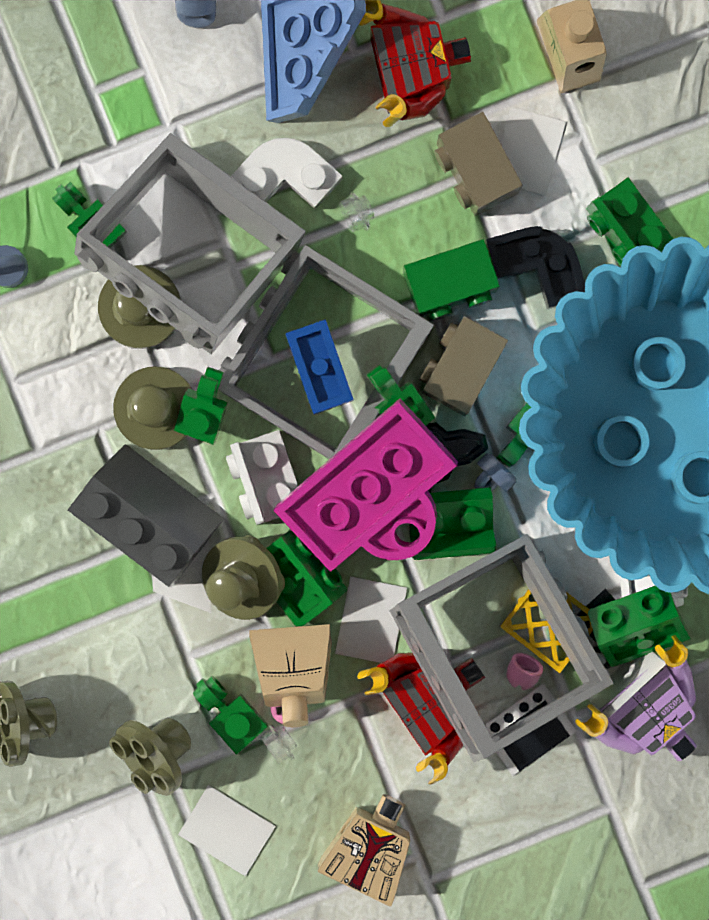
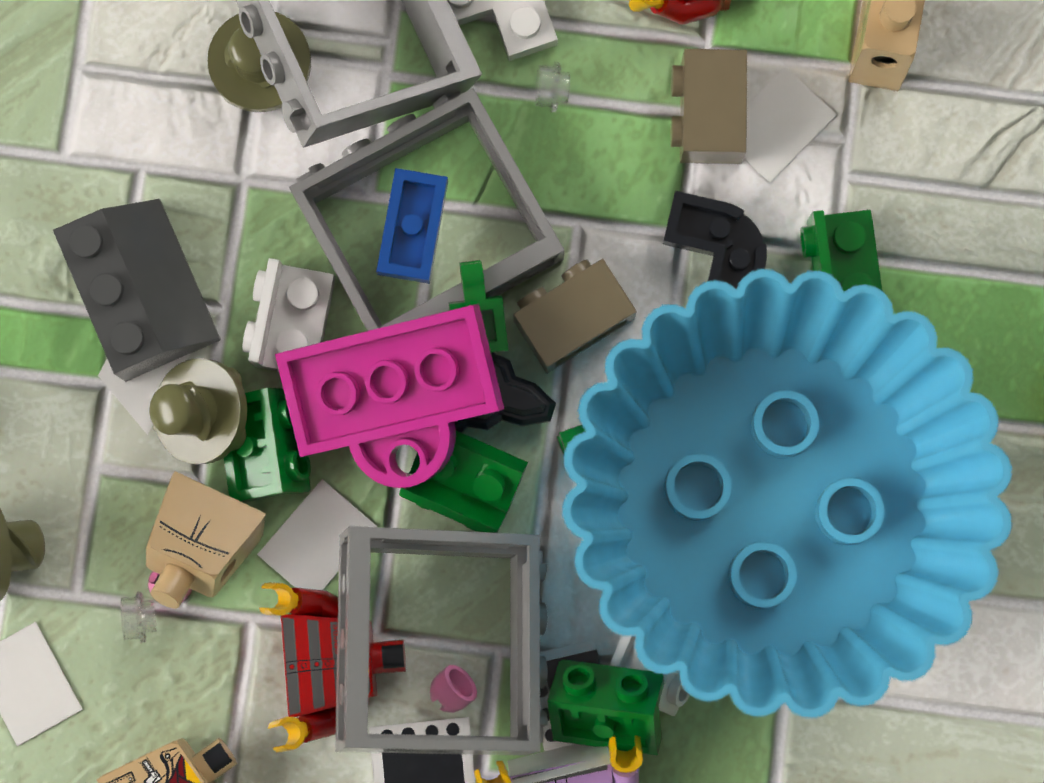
camera: 30 degrees right, 5 degrees down
(149, 407) = (213, 178): olive plate -> none
(201, 410) = (259, 203): green plate -> none
(236, 722) = (106, 568): green plate -> none
(451, 280) = (612, 215): green brick -> none
(494, 474) = (546, 452): sand blue tile -> none
(523, 602) = (497, 614): yellow window -> none

